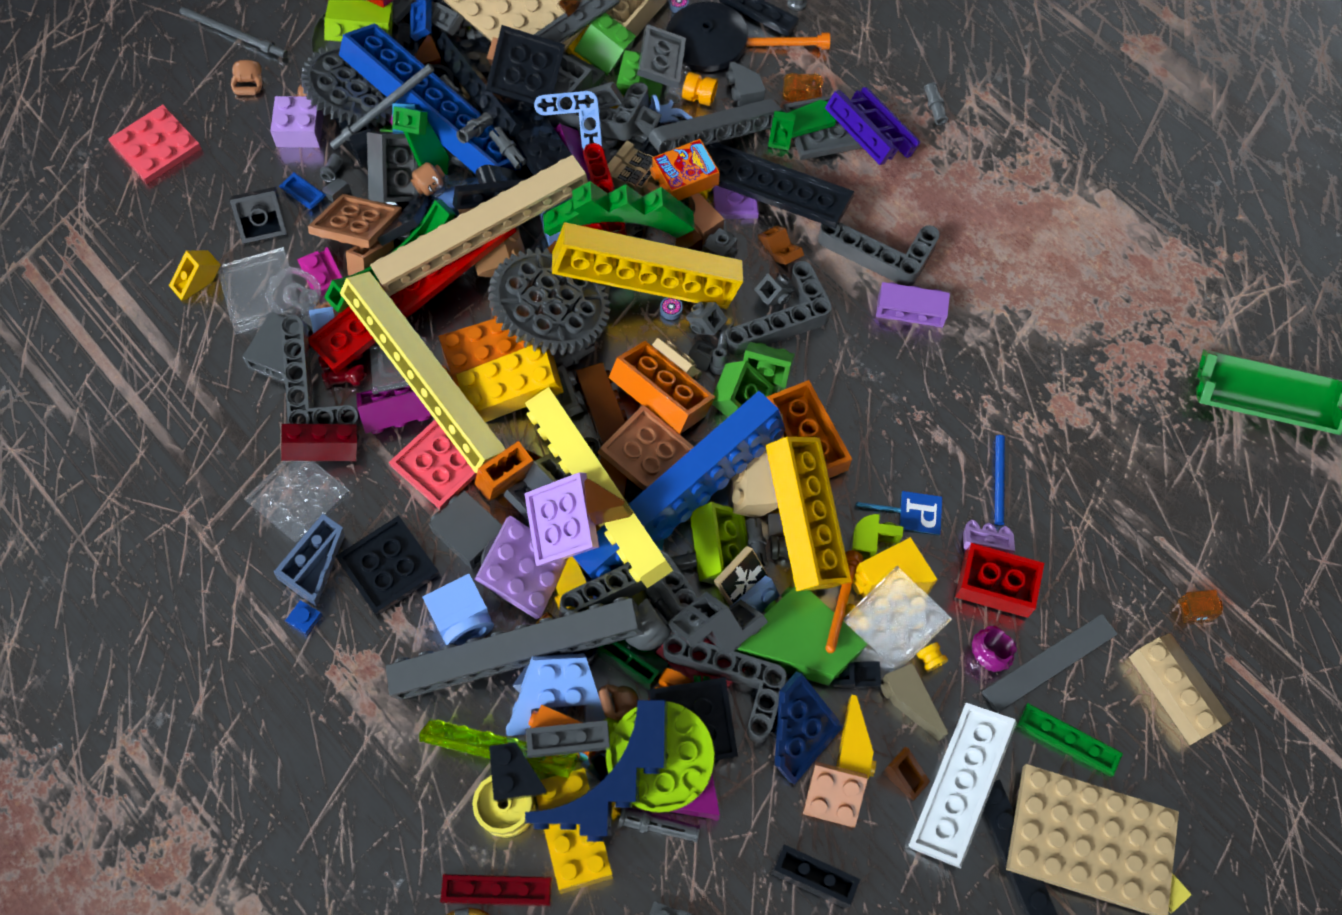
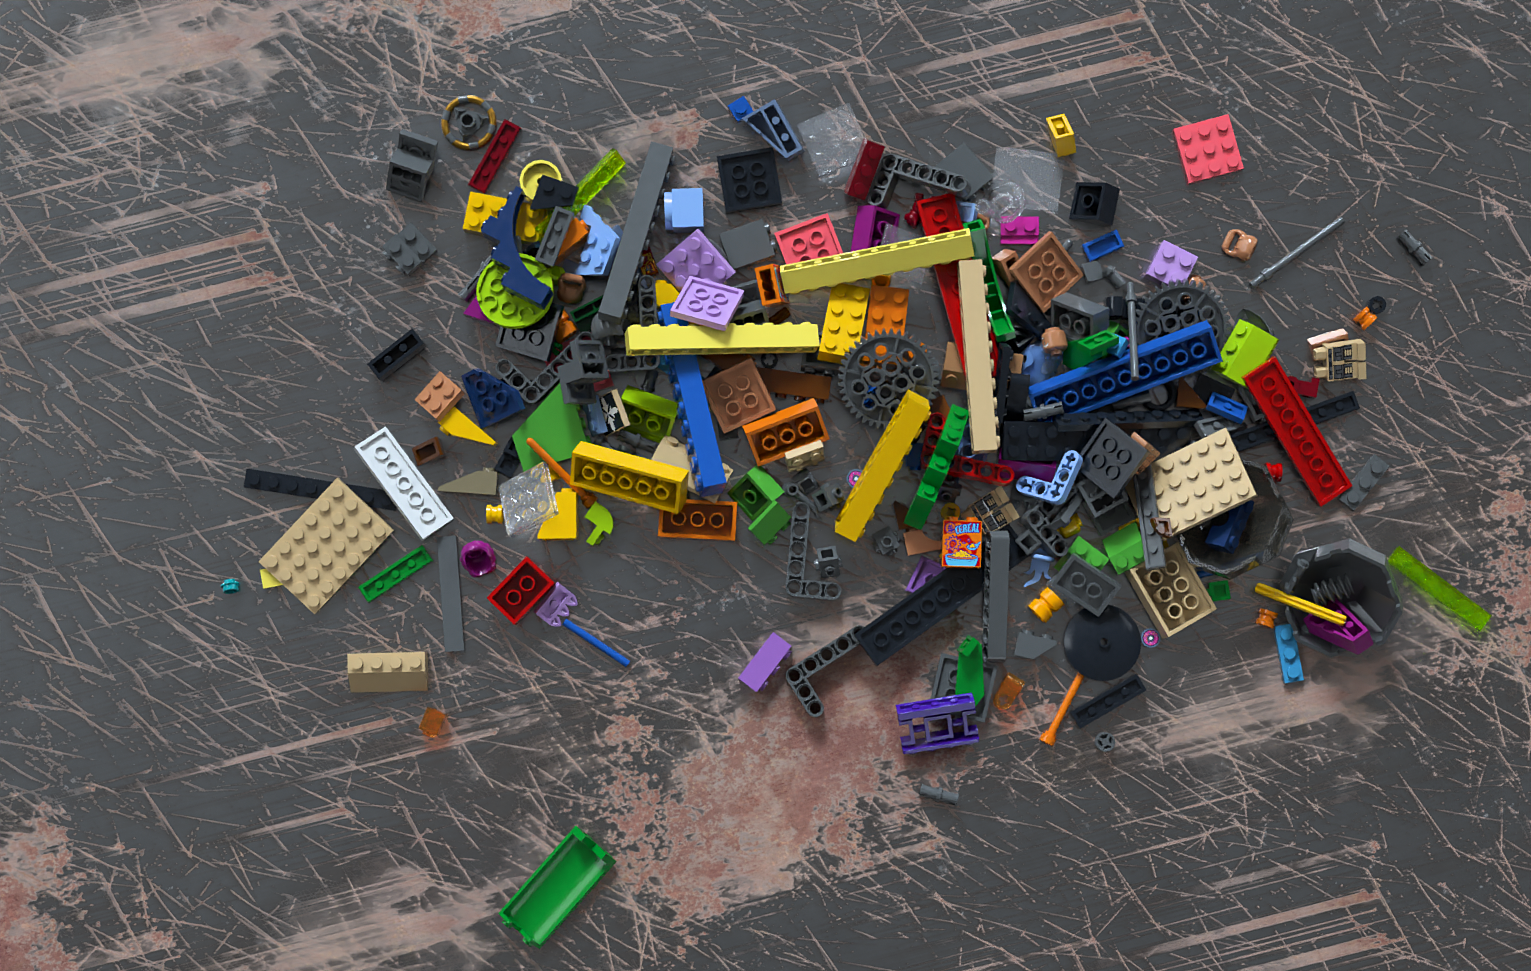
camera: 120 degrees right, 20 degrees up
(468, 132) = (1073, 393): dark grey pin -> none
(603, 505) = (694, 330): reddish brown slope -> none
(779, 245) = (868, 591): dark orange slope -> none
(783, 573) = (600, 441): none -> dark grey pin
(917, 512) = (603, 570): blue piece -> none

